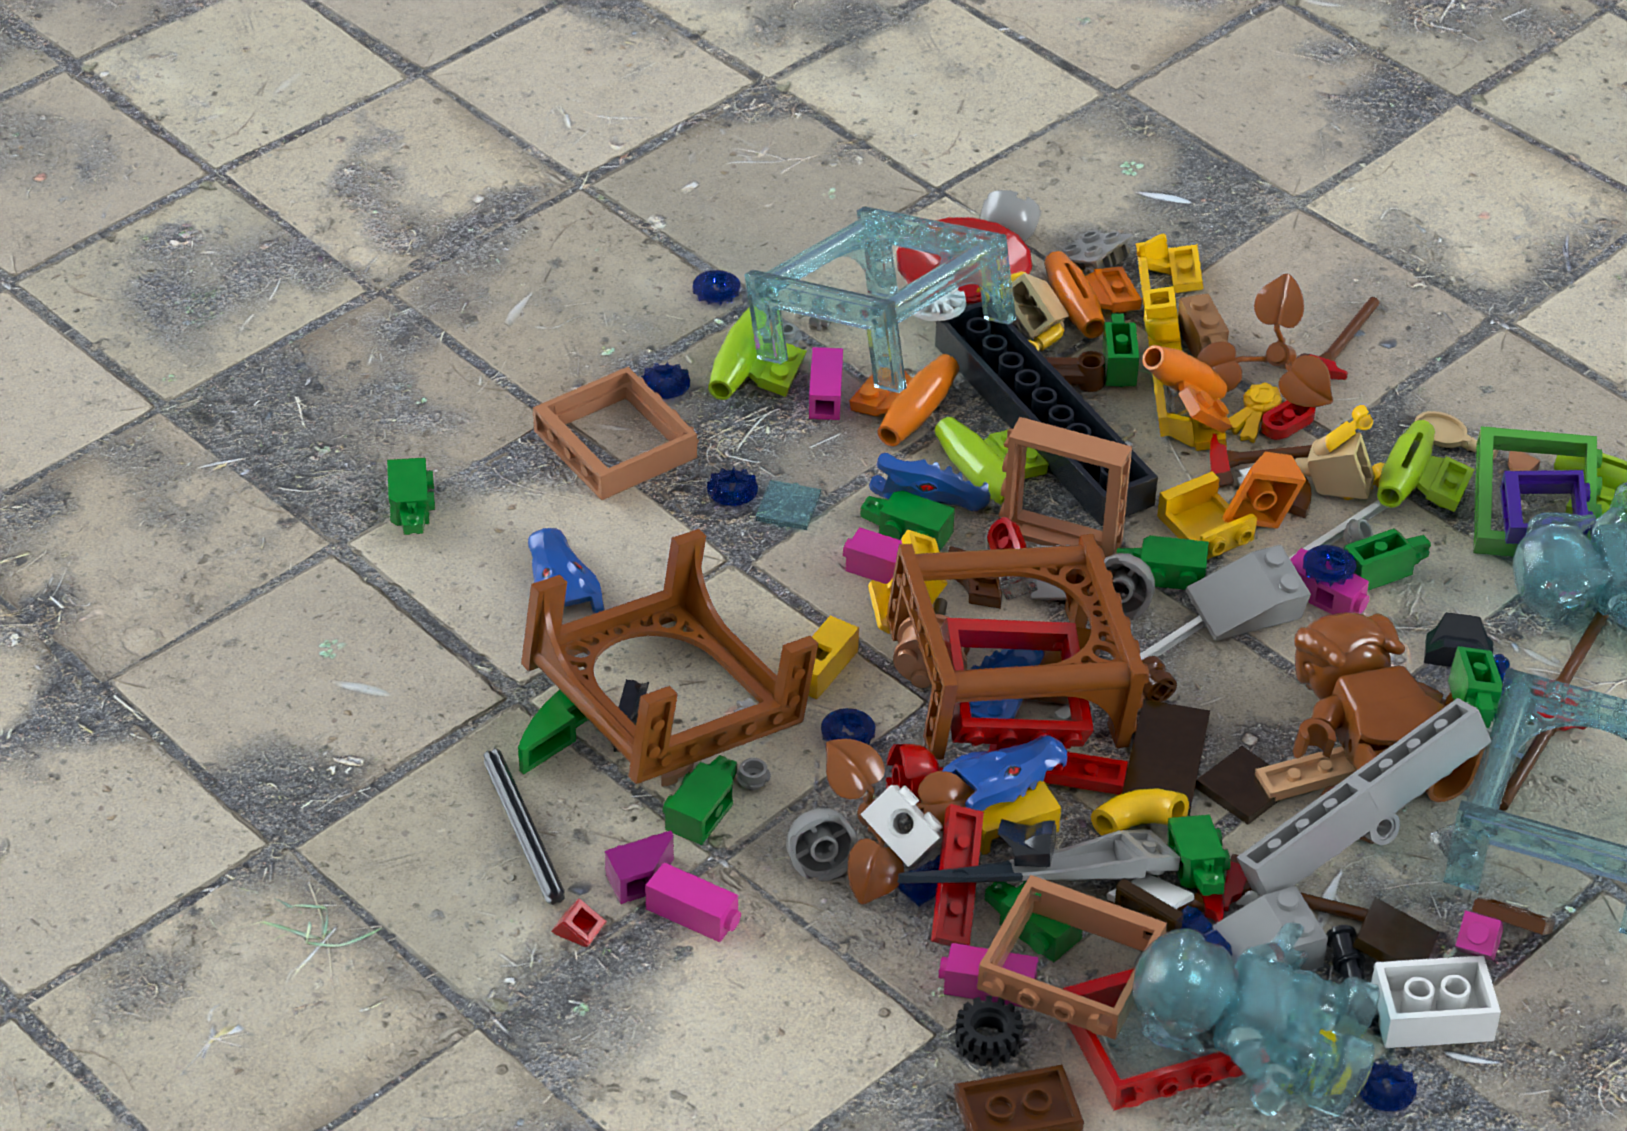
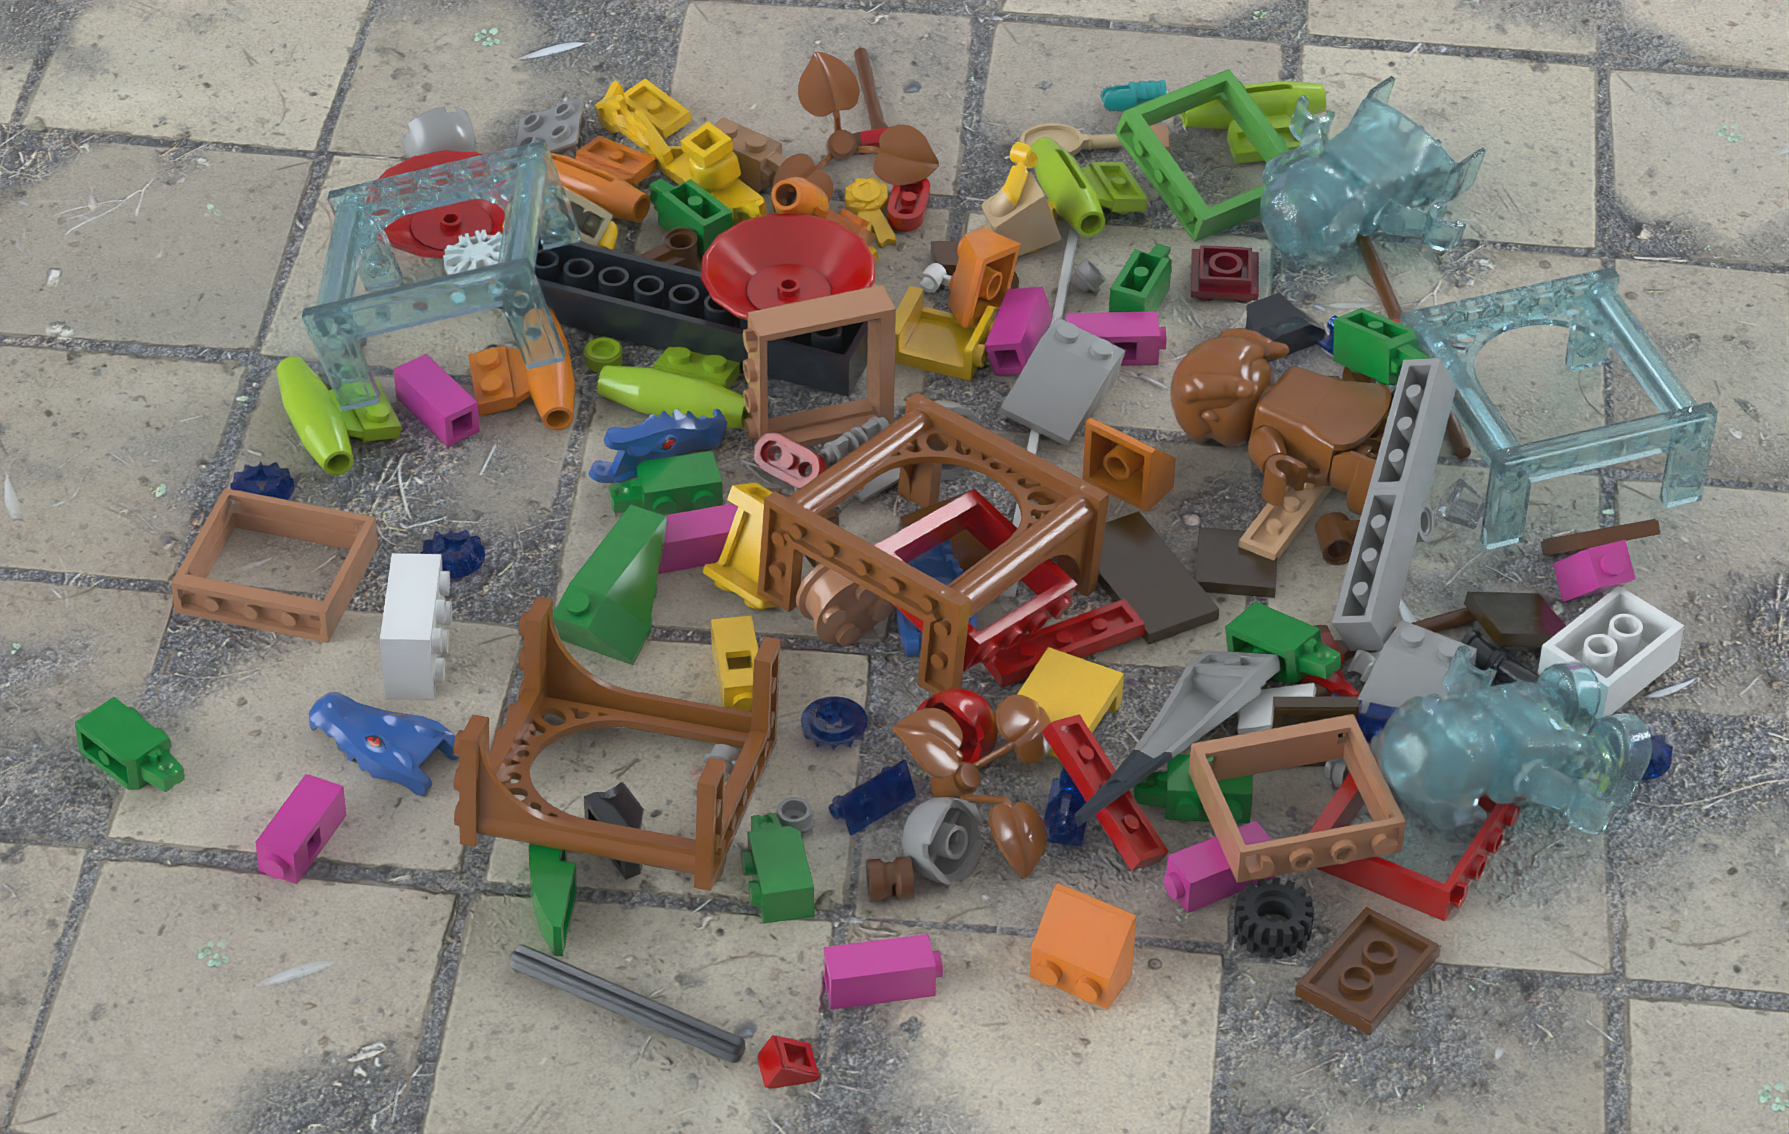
camera: 40 degrees left, 0 degrees up
(450, 601) = (301, 829): none -> dark pink brick
(634, 864) = (790, 972): magenta slope -> none
(643, 514) = (414, 626): none -> white brick
(725, 281) = (207, 354): clear blue gear -> none
(764, 848) = (890, 879): none -> reddish brown wheel
(788, 505) = (526, 541): clear light blue piece -> none
(790, 562) = (614, 591): none -> green wedge
(811, 793) = (874, 797): none -> clear blue hinge
(828, 968) = (1084, 946): none -> orange slope
(884, 817) = (989, 770): white brick -> none
(970, 412) = (602, 352): none -> lime tile
(1007, 772) = (1048, 665): blue animal -> none
(1030, 843) = (1142, 718): black slope -> none
(1114, 405) = (784, 262): none -> red dish
(1139, 808) = (1182, 634): yellow cylinder -> none
(1172, 560) = (966, 382): green hinge -> none
(1222, 459) = (895, 272): reddish brown piece -> none
(1232, 672) = (1126, 466): none -> orange slope
(1264, 533) = (1018, 329): none -> dark pink brick
(1340, 560) = (1114, 304): clear blue gear -> none
(1469, 597) = (1225, 273): none -> dark red piece
(1529, 421) = (1132, 94): none -> teal hinge
(1539, 482) = (1219, 173): dark purple window -> none

